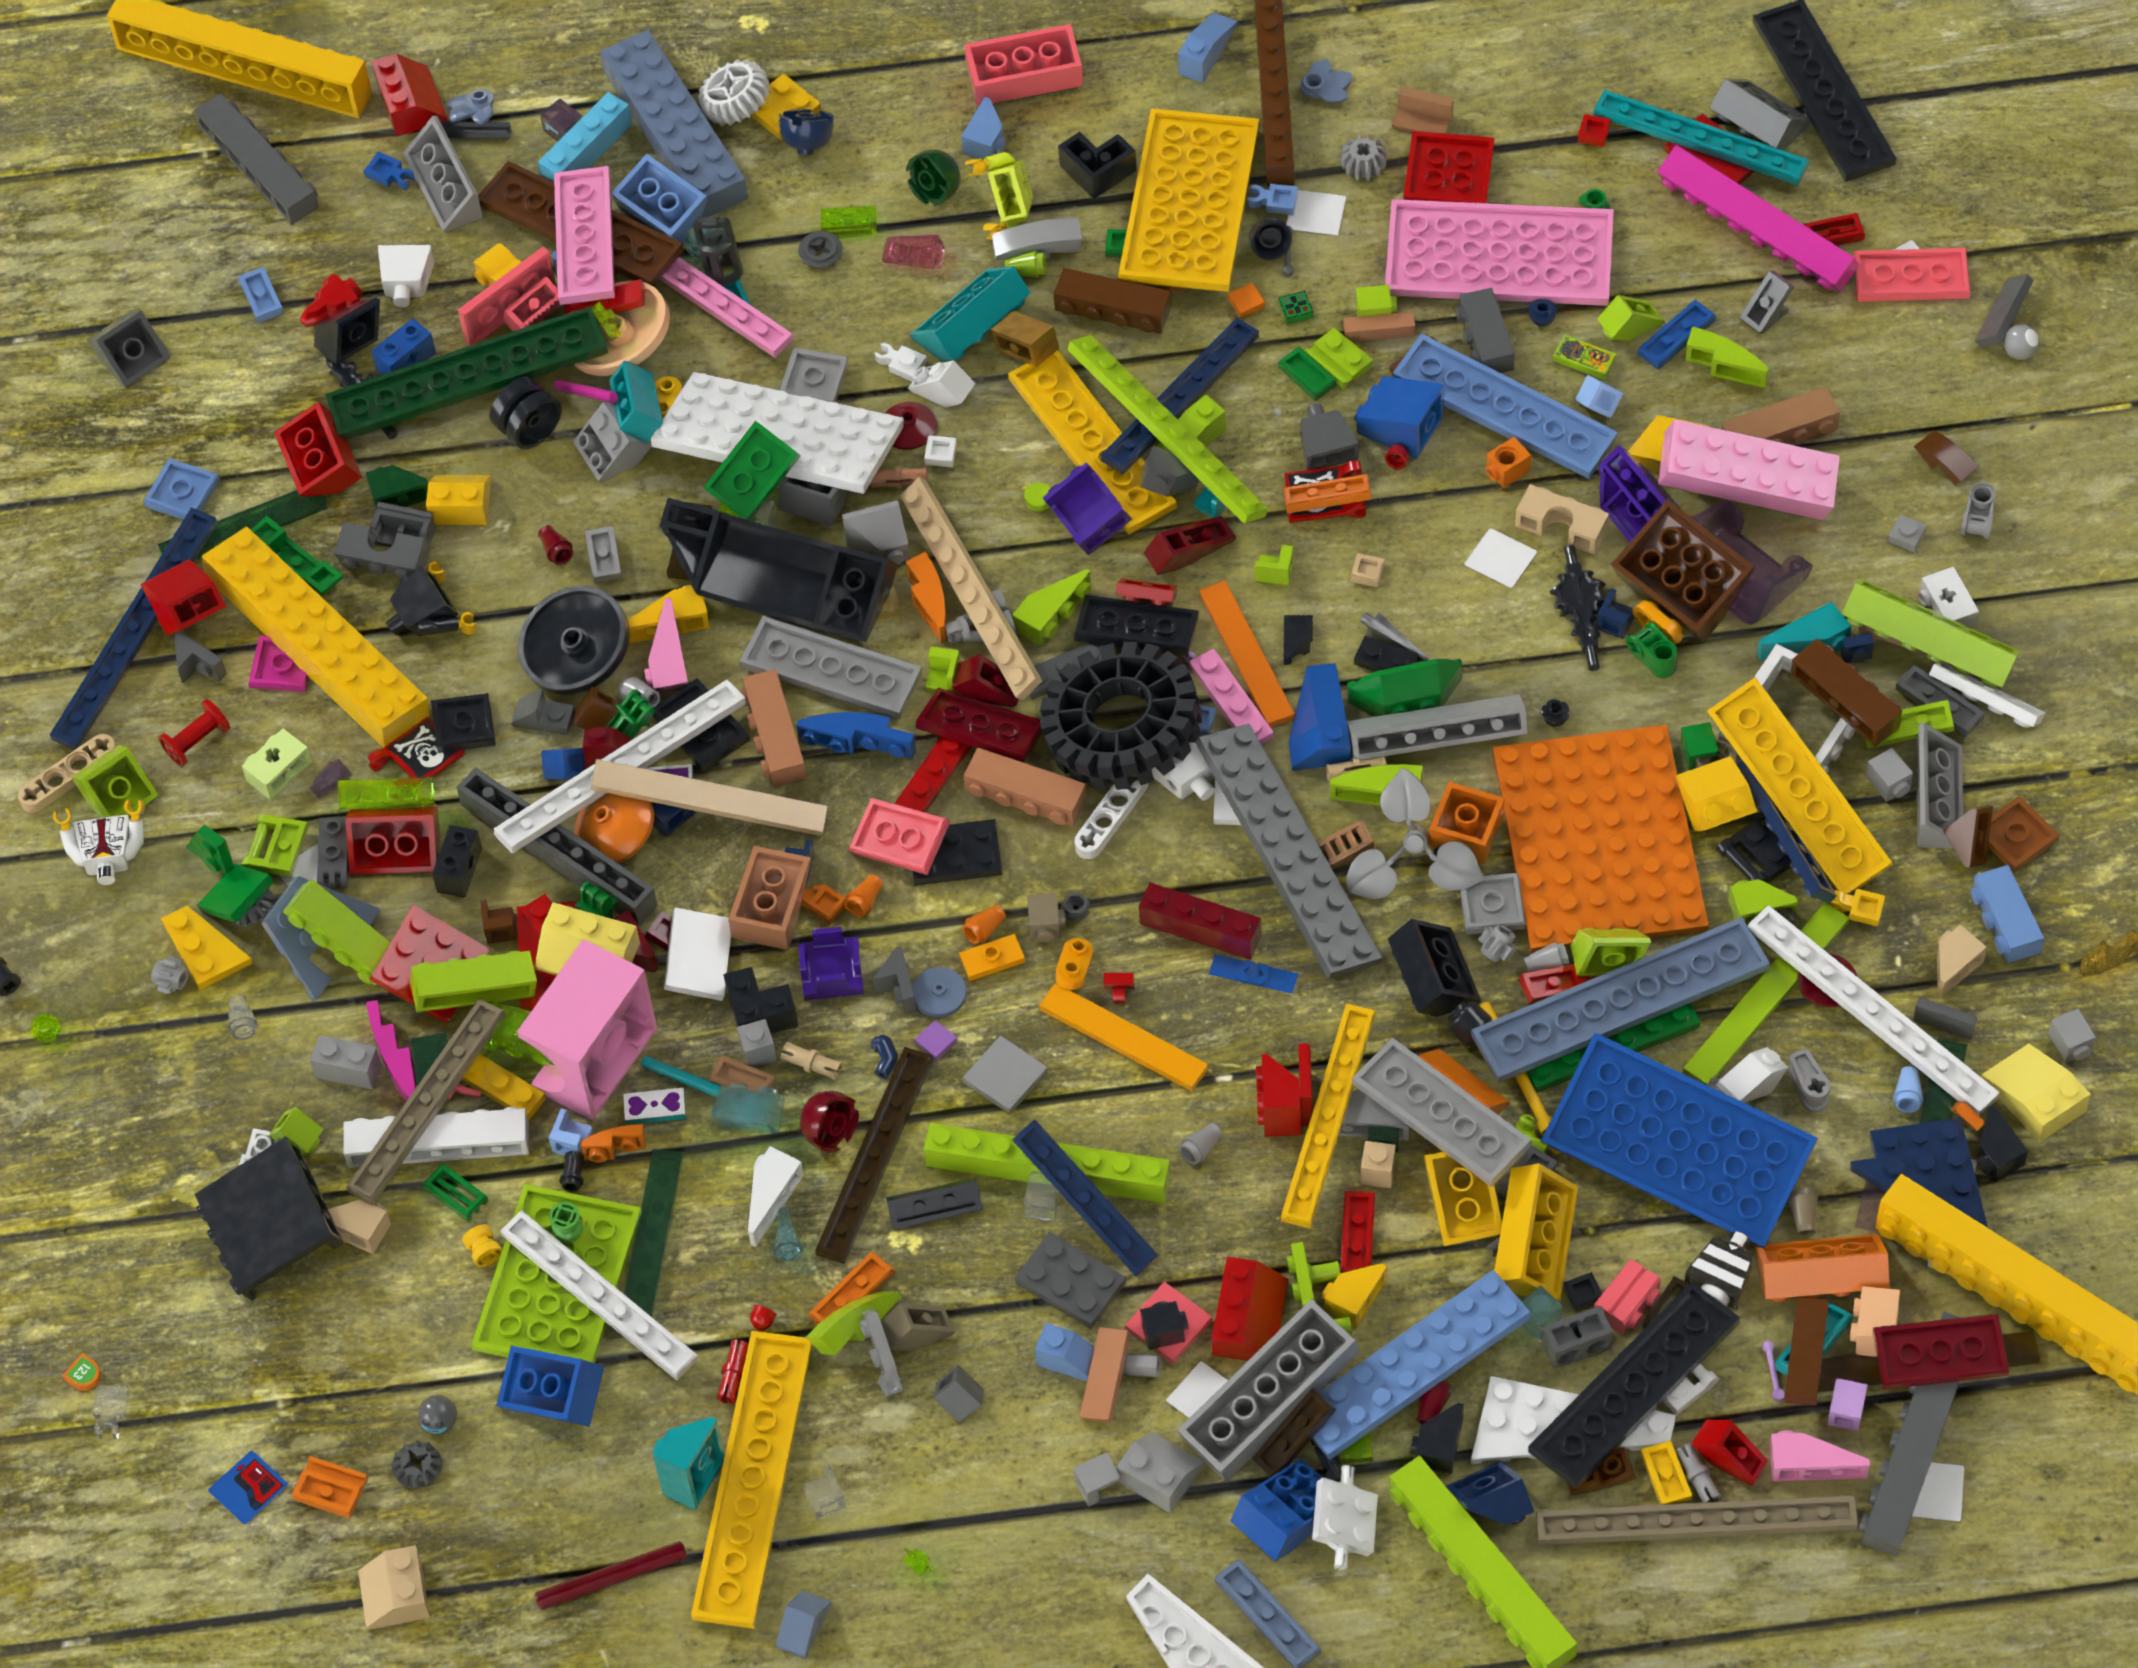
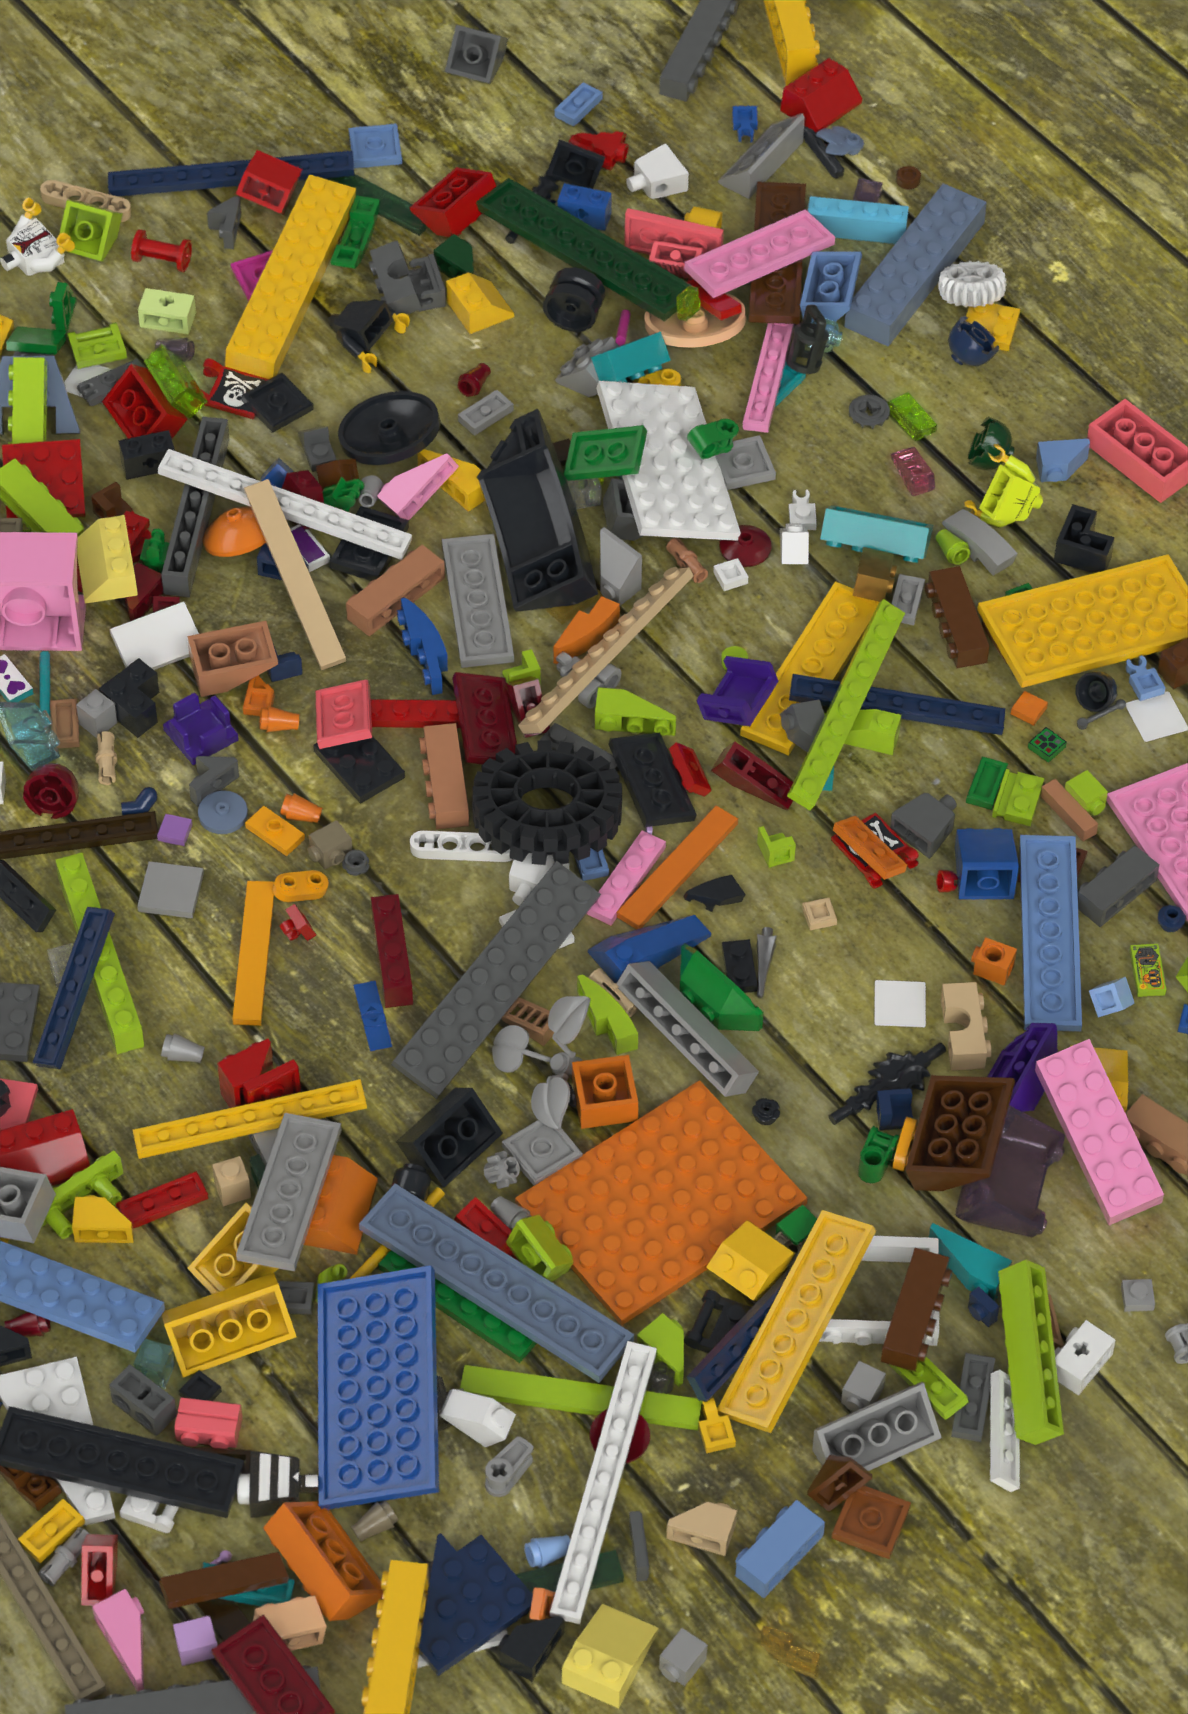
camera: 55 degrees right, 5 degrees down
(554, 79) = (908, 177): none -> reddish brown tile
(784, 380) = (713, 437): none -> green piece
(1064, 325) = (908, 596): none -> light grey plate

